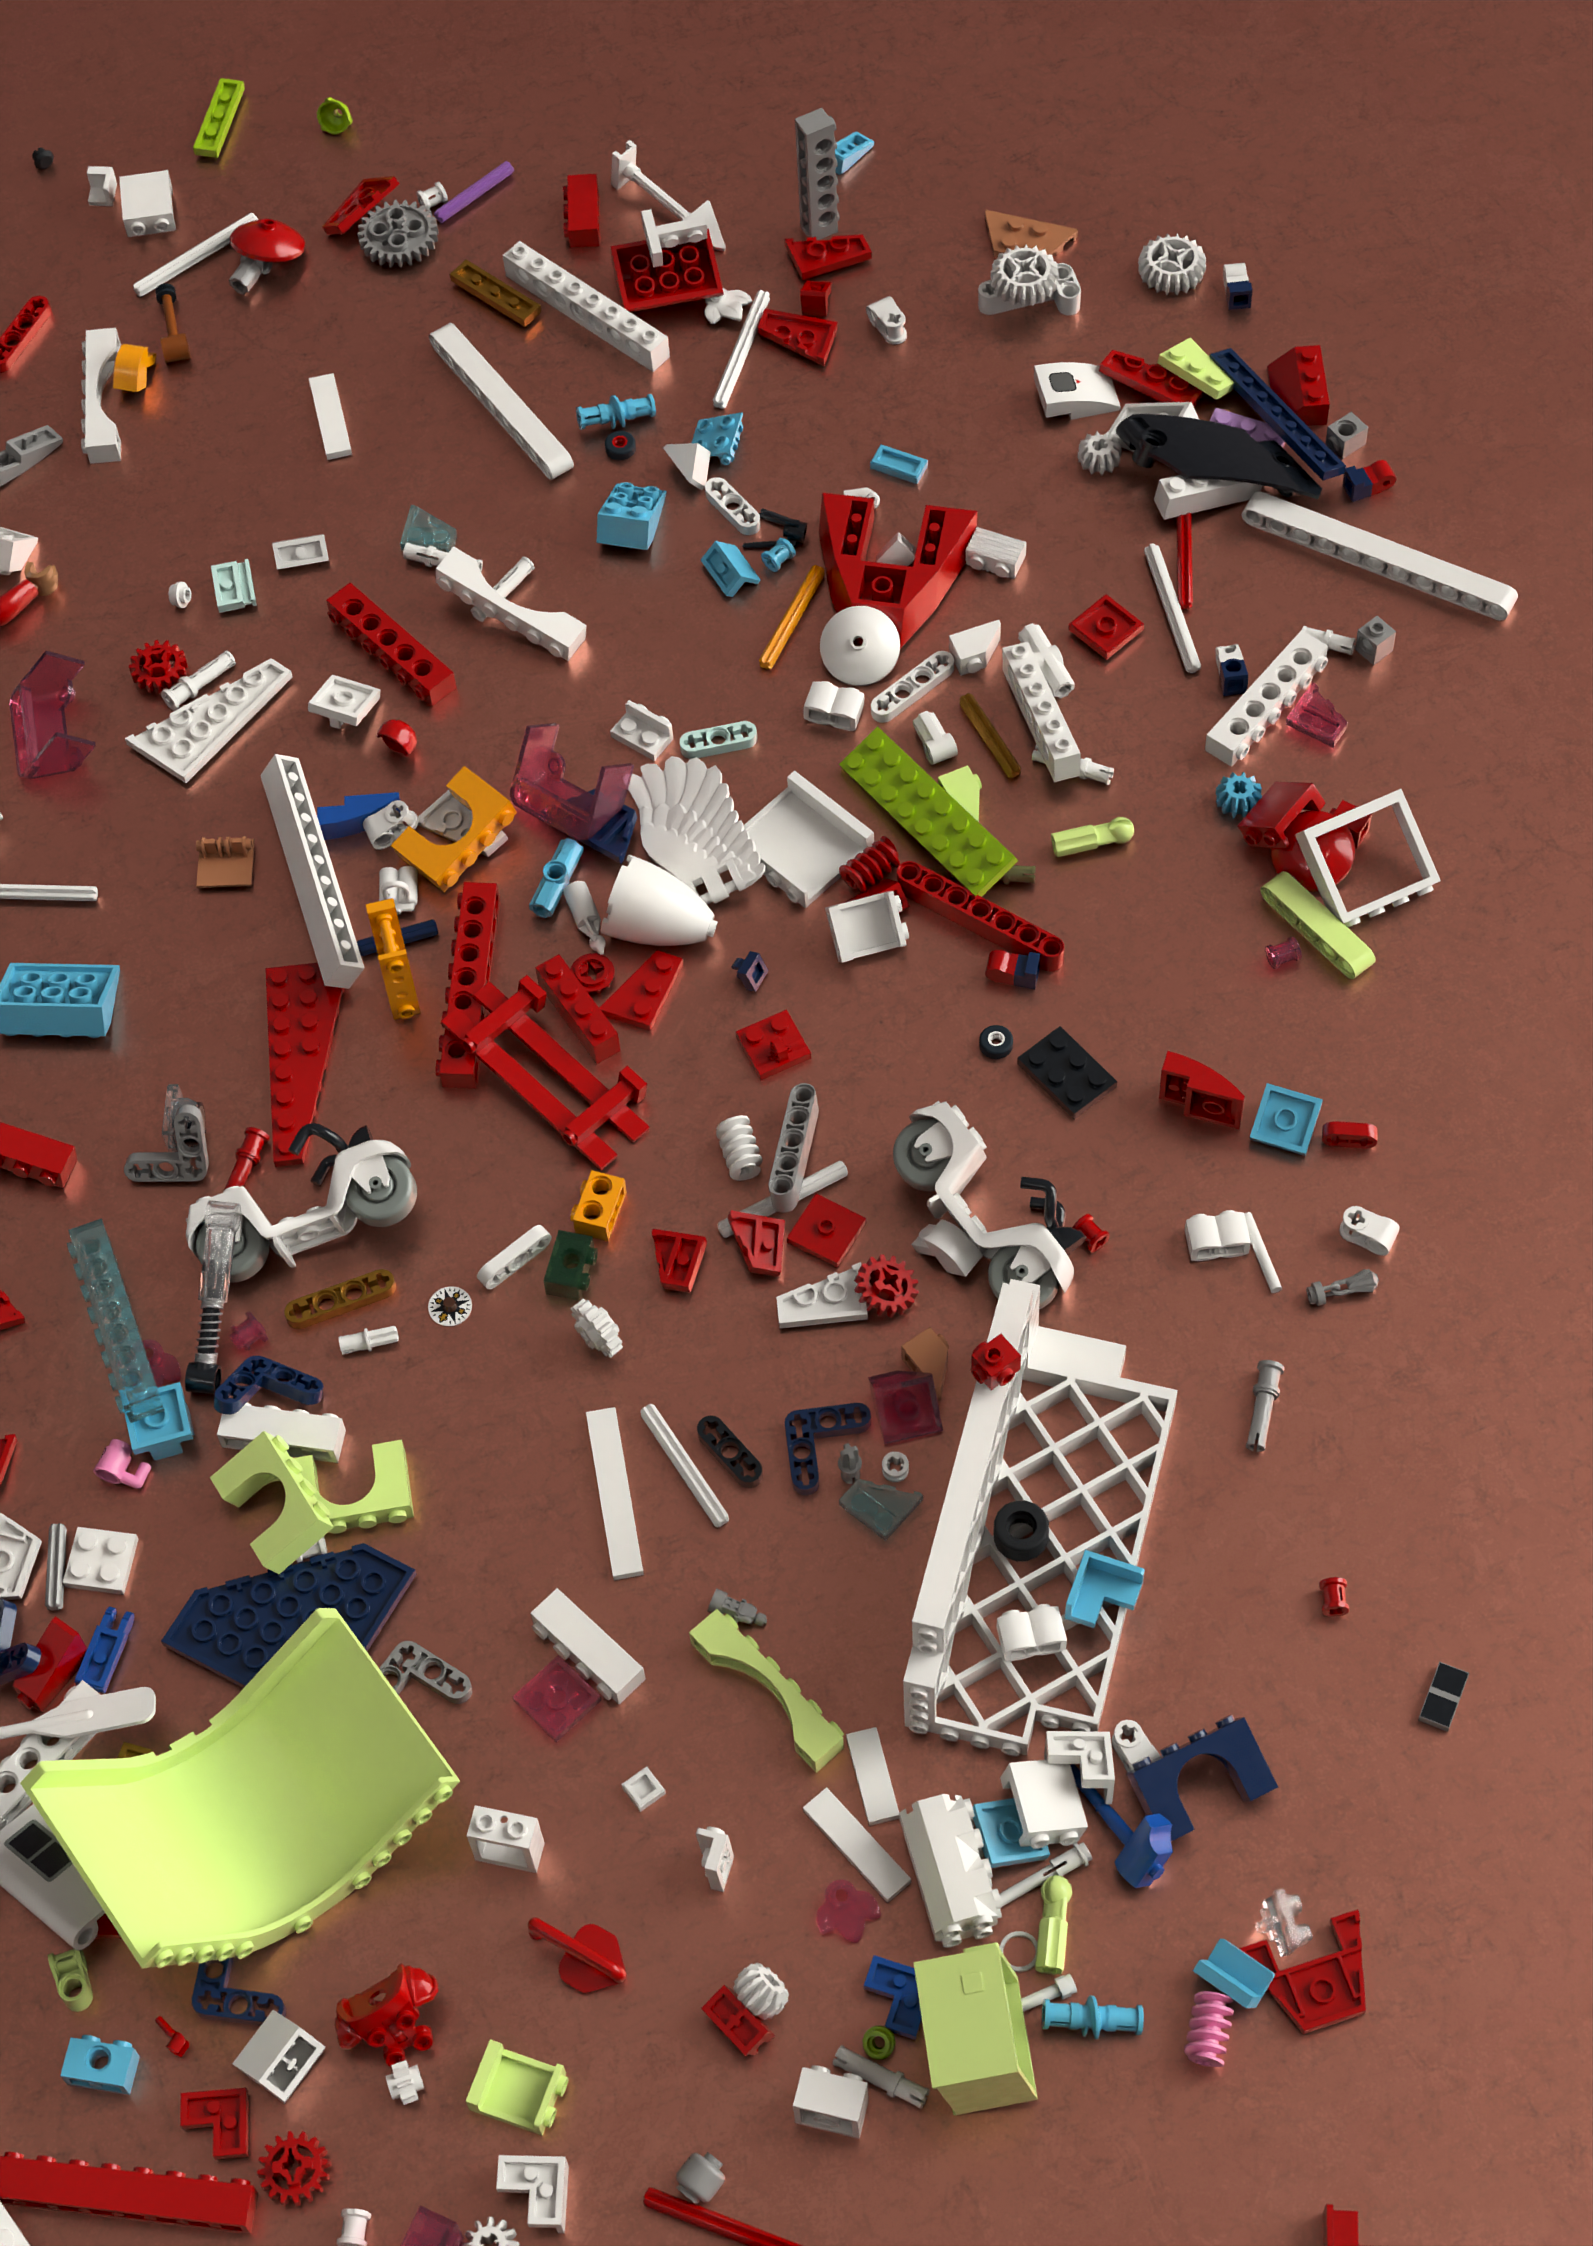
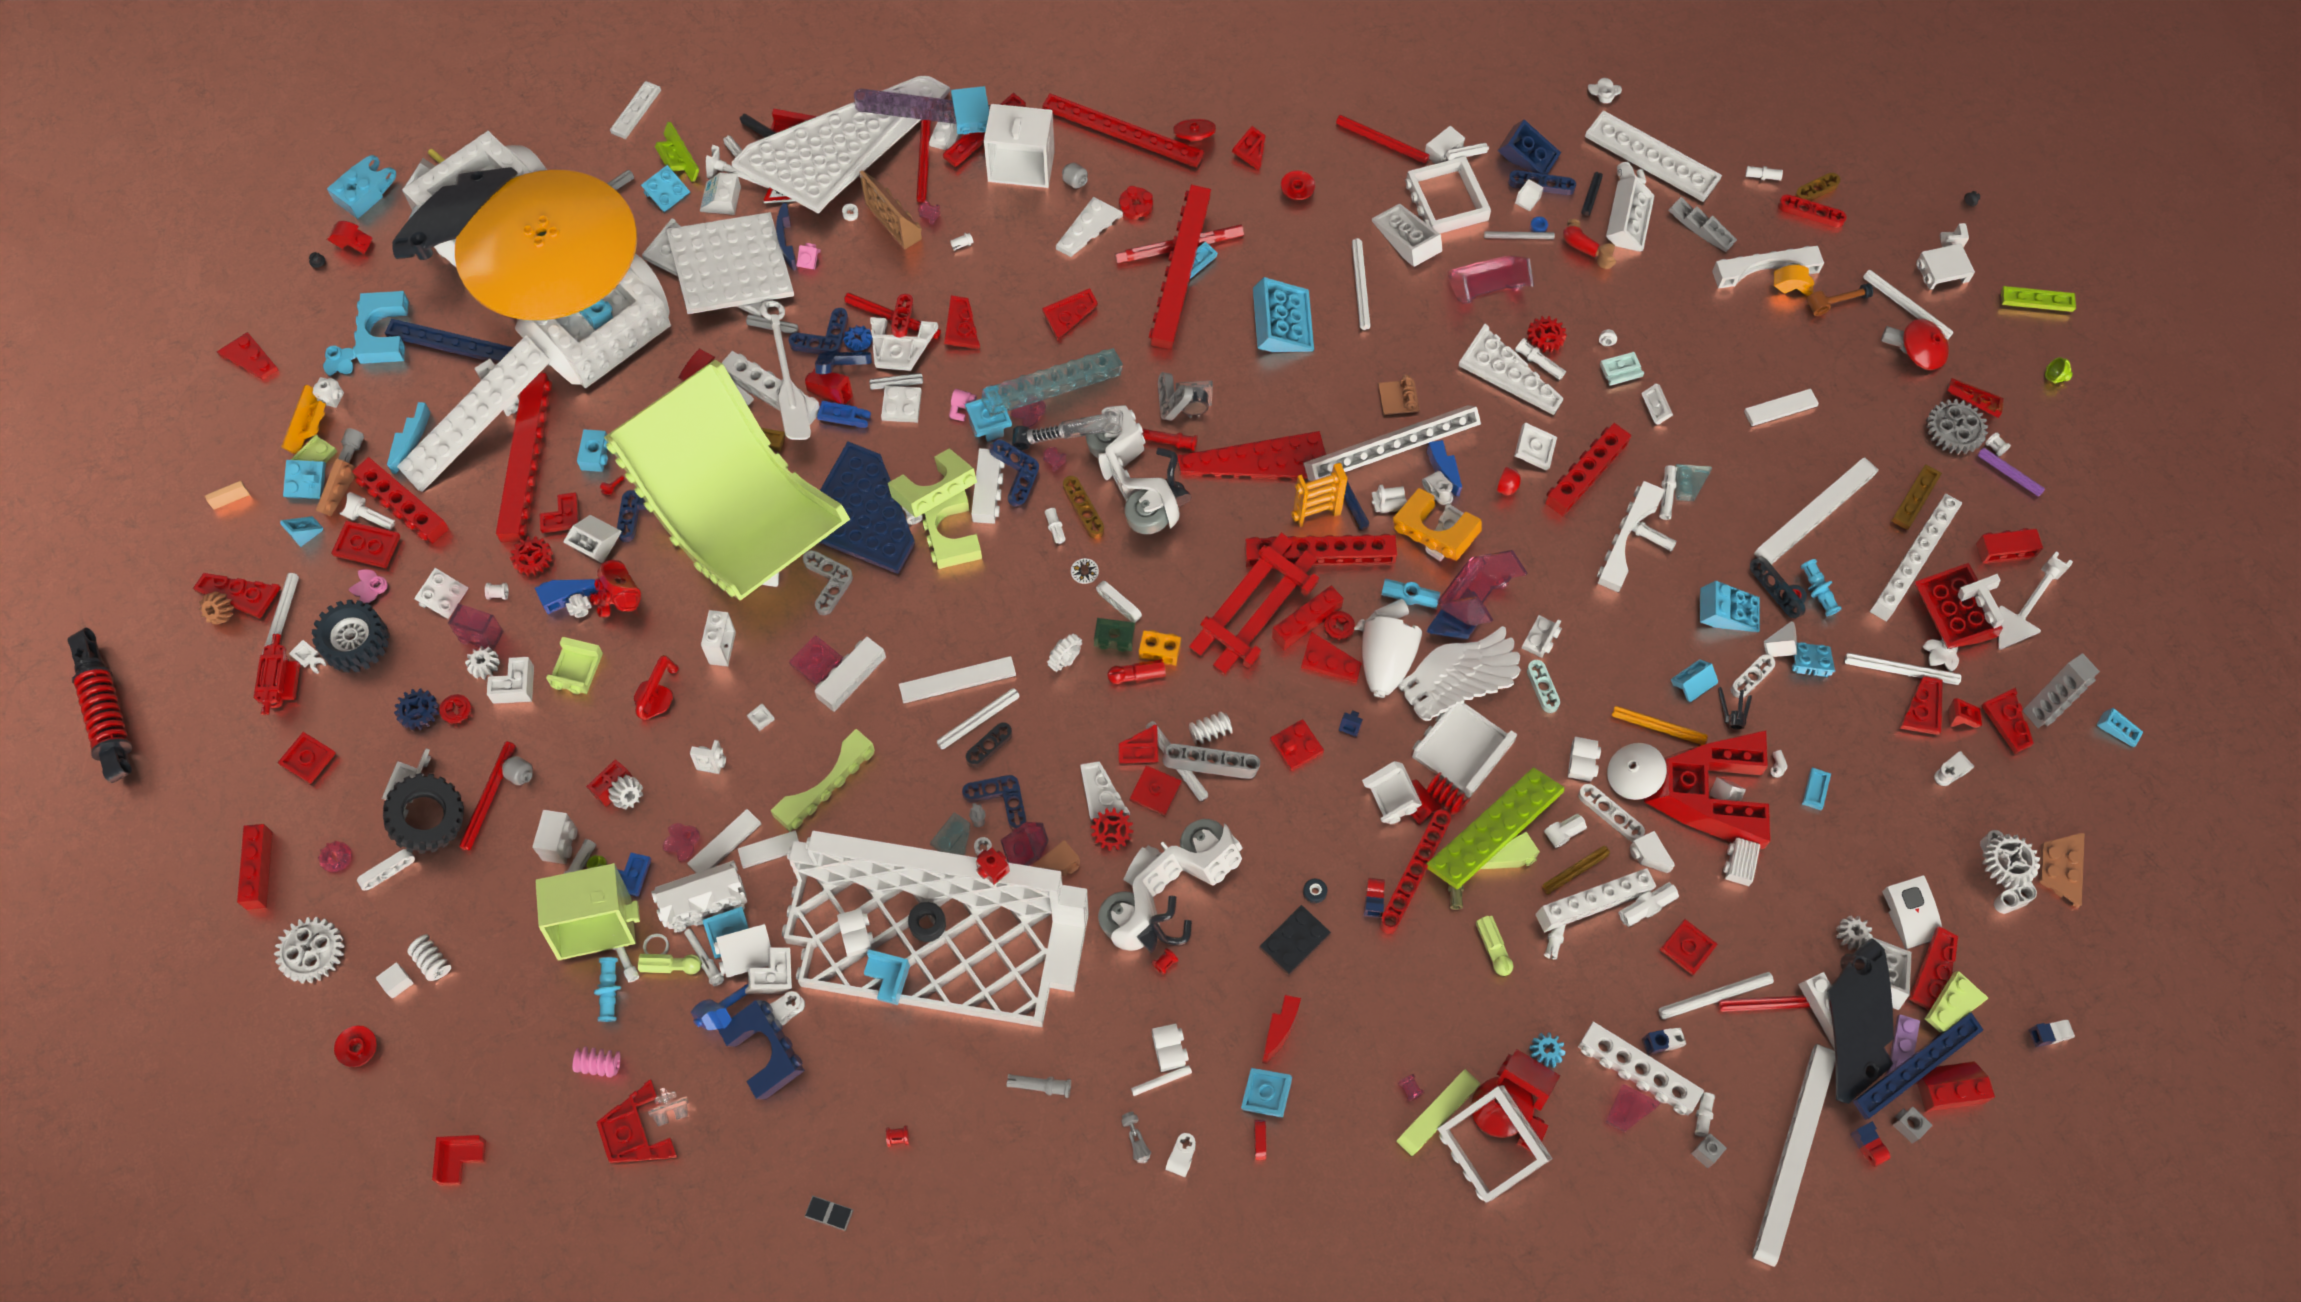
camera: 80 degrees right, 5 degrees up
(374, 2114) = (556, 593): none -> blue slope
(607, 454) = (1774, 590): none -> black beam
(635, 1239) = (1137, 671): none -> red piece
(678, 1258) = (1125, 699): red wing -> none
(740, 1611) = (877, 762): light grey piece -> none
(778, 554) = (1712, 710): medium azure bush -> none
(1172, 264) = (2052, 967): white gear -> none
(1235, 1974) = (631, 1075): medium azure panel -> none

